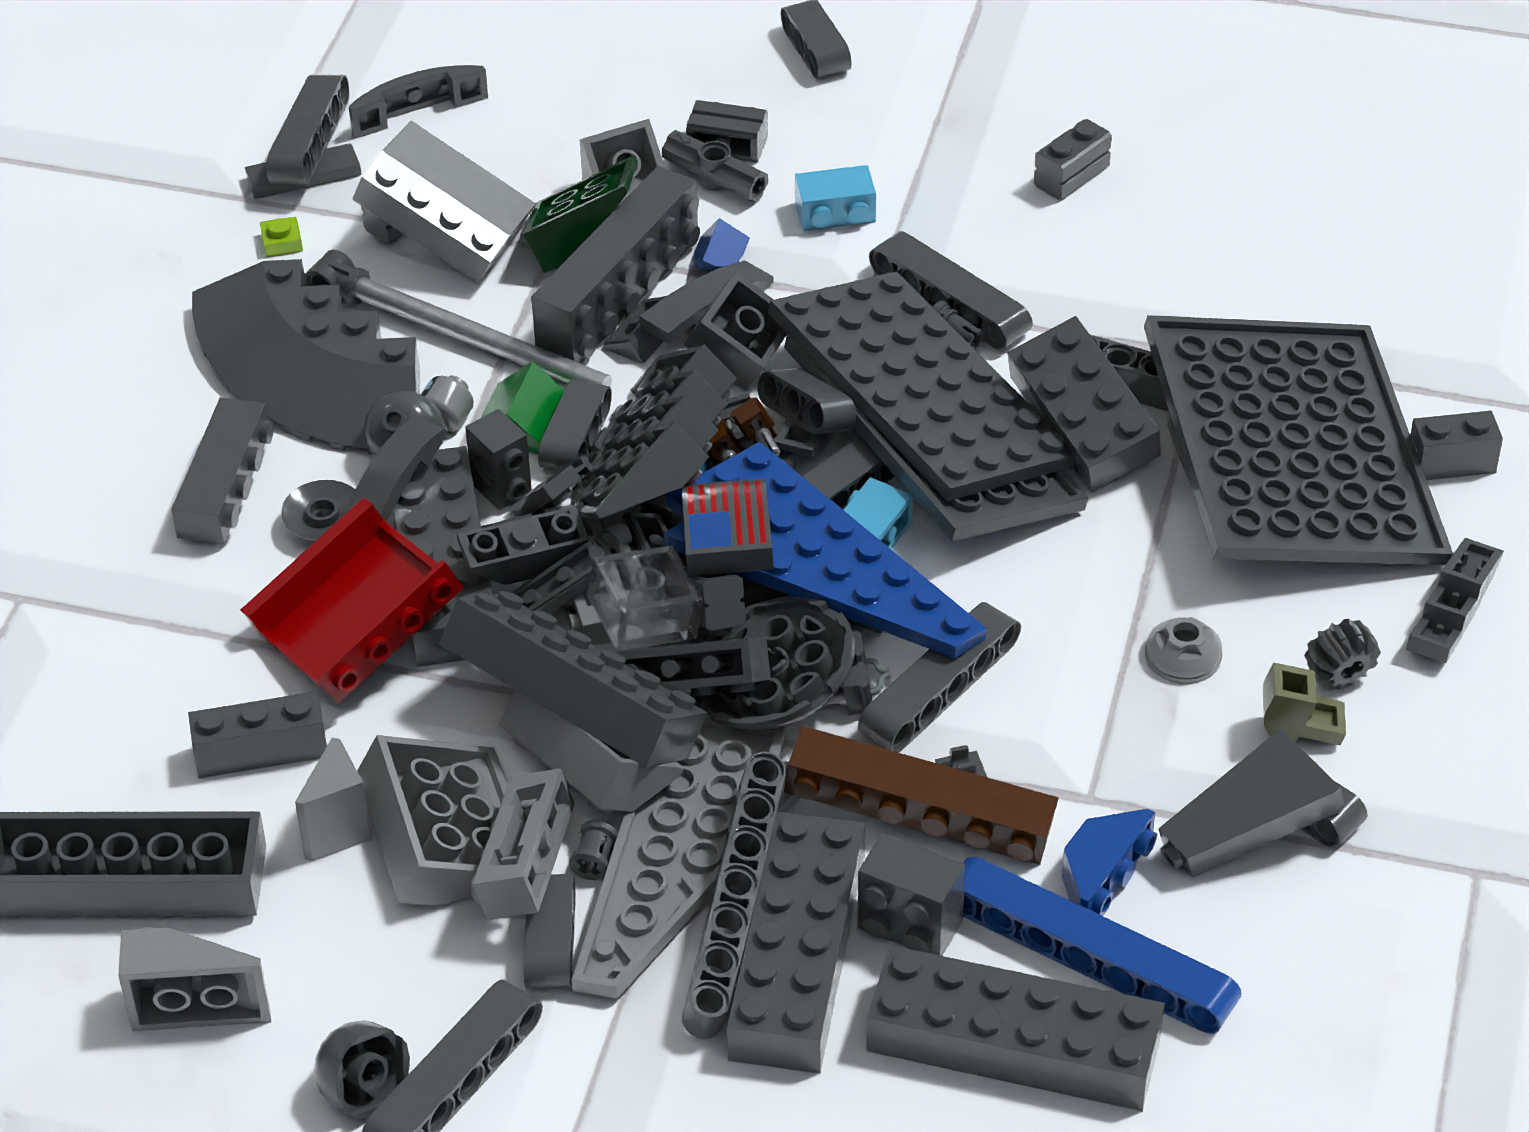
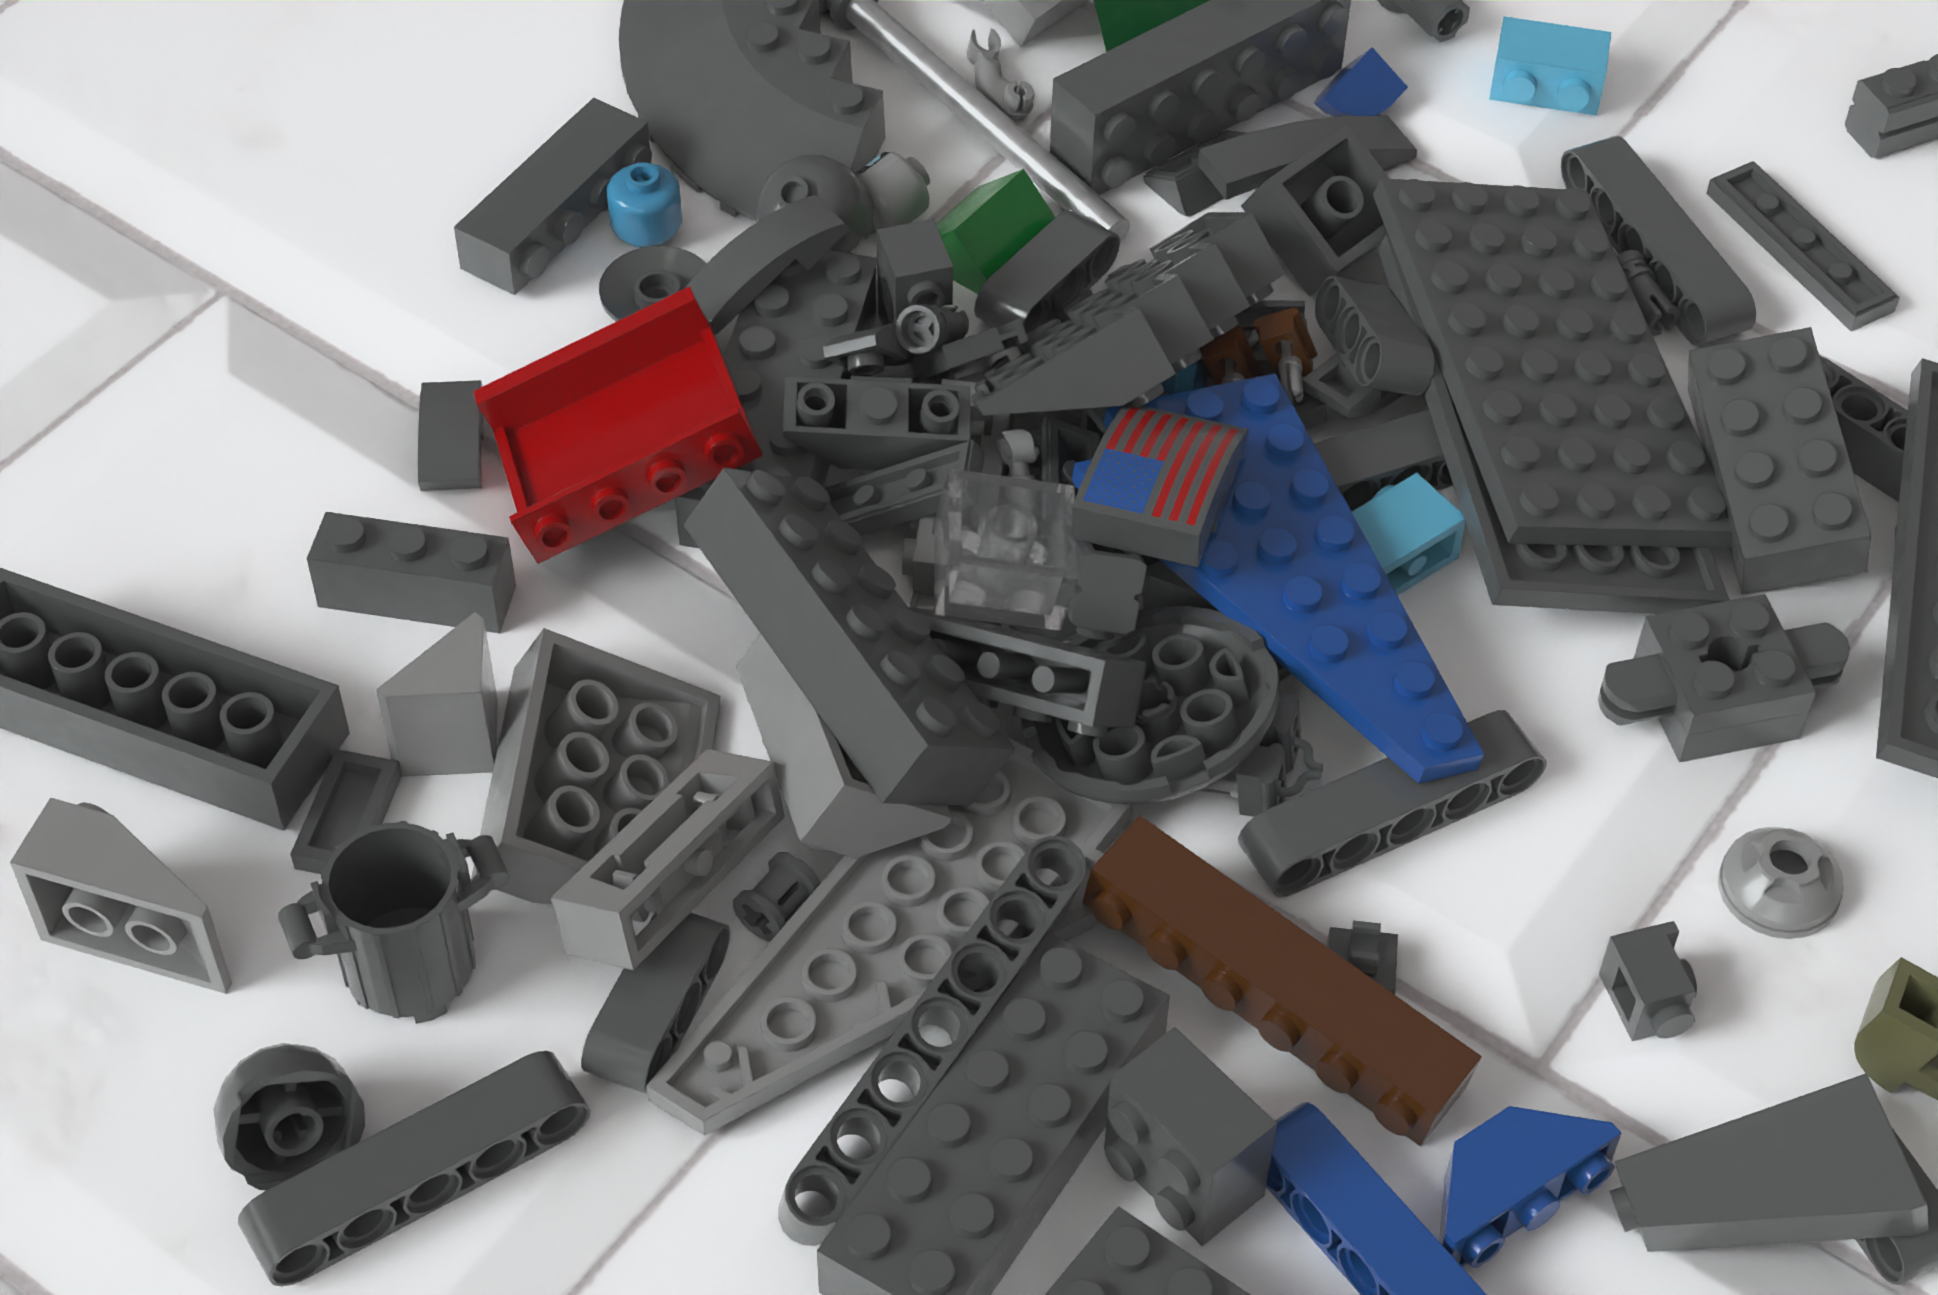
camera: 20 degrees right, 5 degrees up
(232, 644) = (449, 436): none -> dark grey slope
(286, 458) = (644, 204): none -> dark azure head
(292, 893) = (350, 797): none -> dark grey tile
(376, 930) = (398, 916): none -> dark grey container
(494, 317) = (1006, 95): none -> light grey arm
(498, 501) = (868, 351): none -> dark grey slope
(527, 478) = (927, 327): none -> dark grey pin
(1039, 268) = (1802, 246): none -> dark grey tile
(1103, 542) = (1723, 676): none -> dark grey brick
(1133, 729) = (1649, 982): none -> dark grey brick

